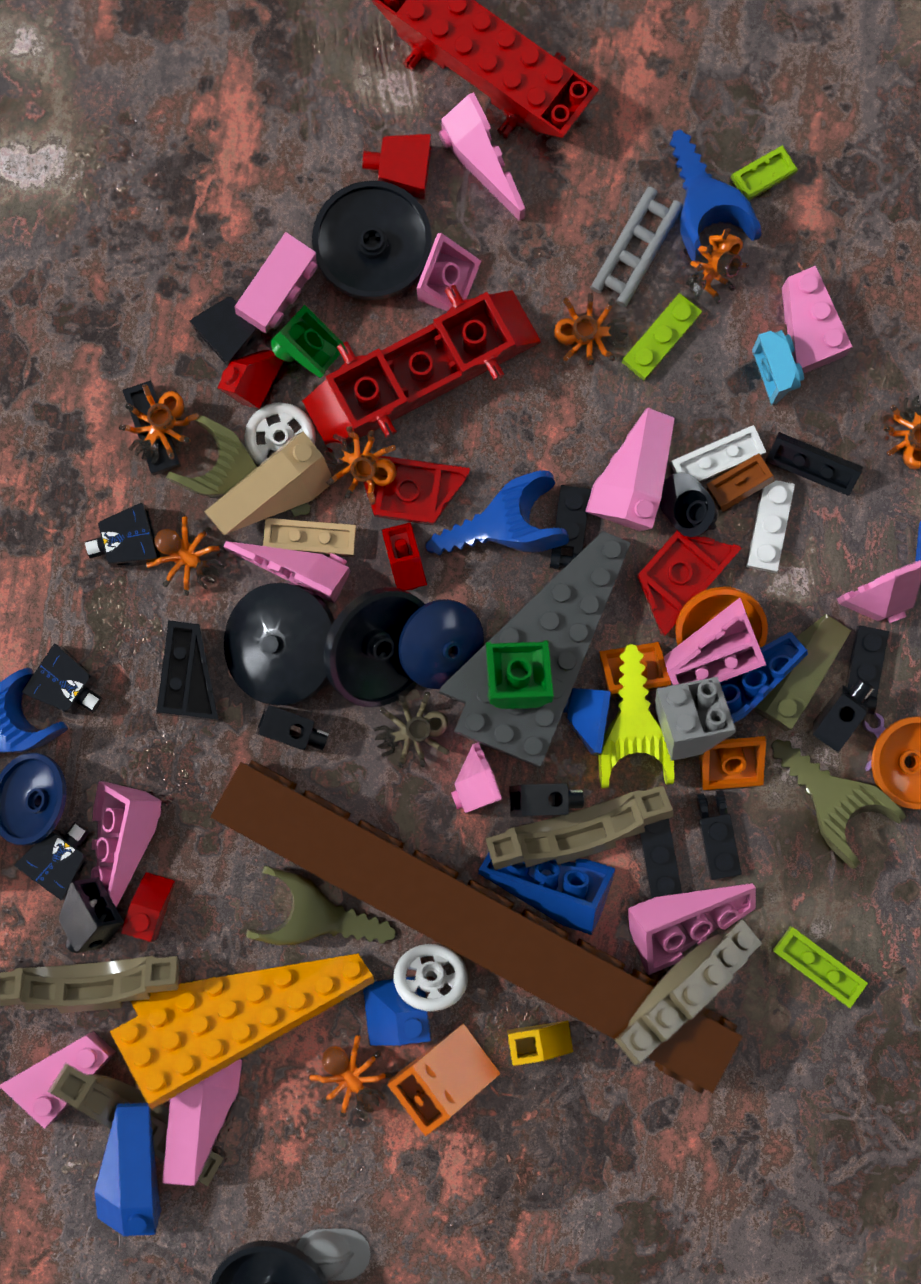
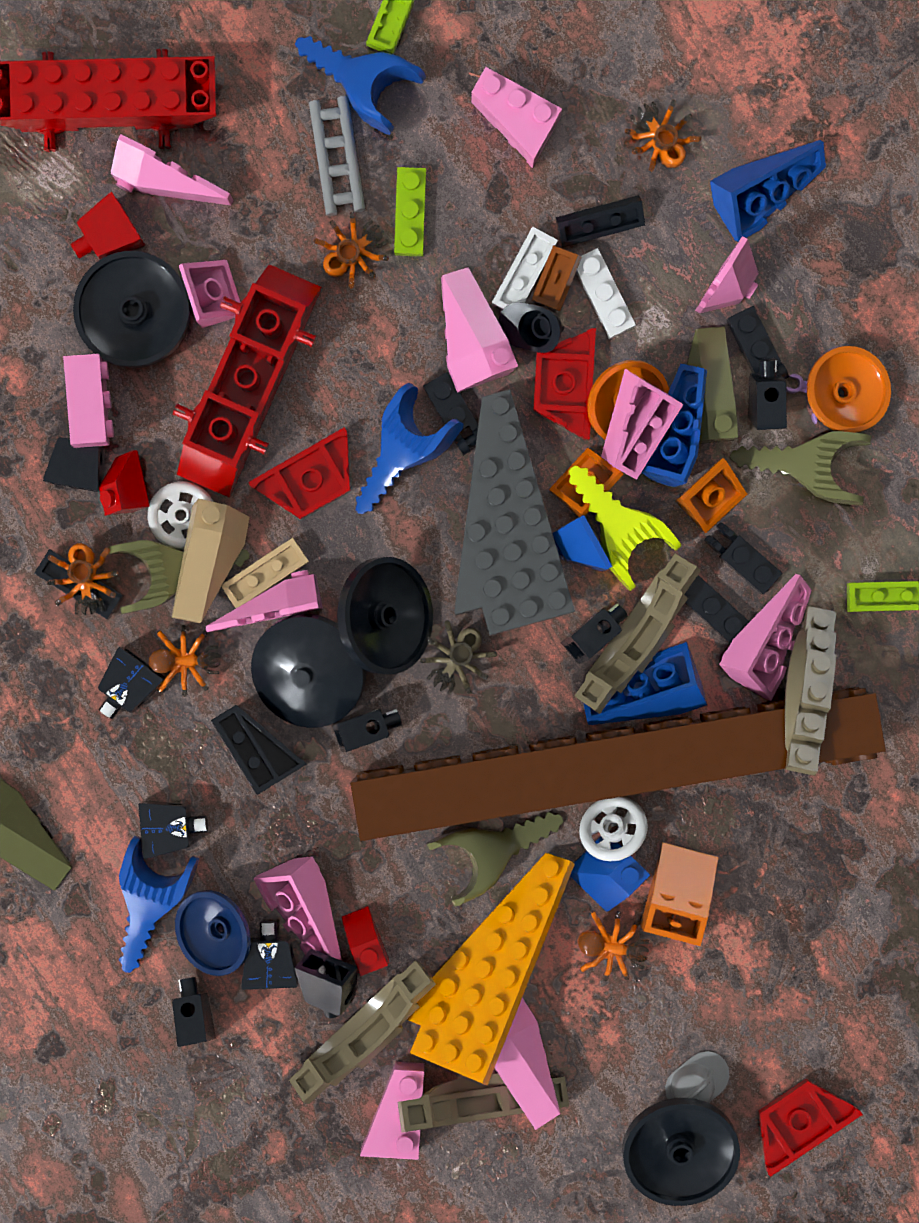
camera: 40 degrees left, 5 degrees up
(127, 1178) = (507, 1146): blue wedge -> none
(307, 342) = (145, 426): green slope -> none
(362, 466) = (265, 489): animal -> none
(404, 557) = (348, 532): red slope -> none
(429, 637) = (416, 578): dark blue dish -> none
(475, 782) = (535, 660): bright pink wedge -> none
(519, 674) = (506, 556): green slope -> none
(539, 1042) = (729, 813): yellow slope -> none
(693, 717) = (659, 486): light grey slope -> none
(722, 261) = (413, 120): animal -> none
(777, 364) = (515, 166): medium azure slope -> none

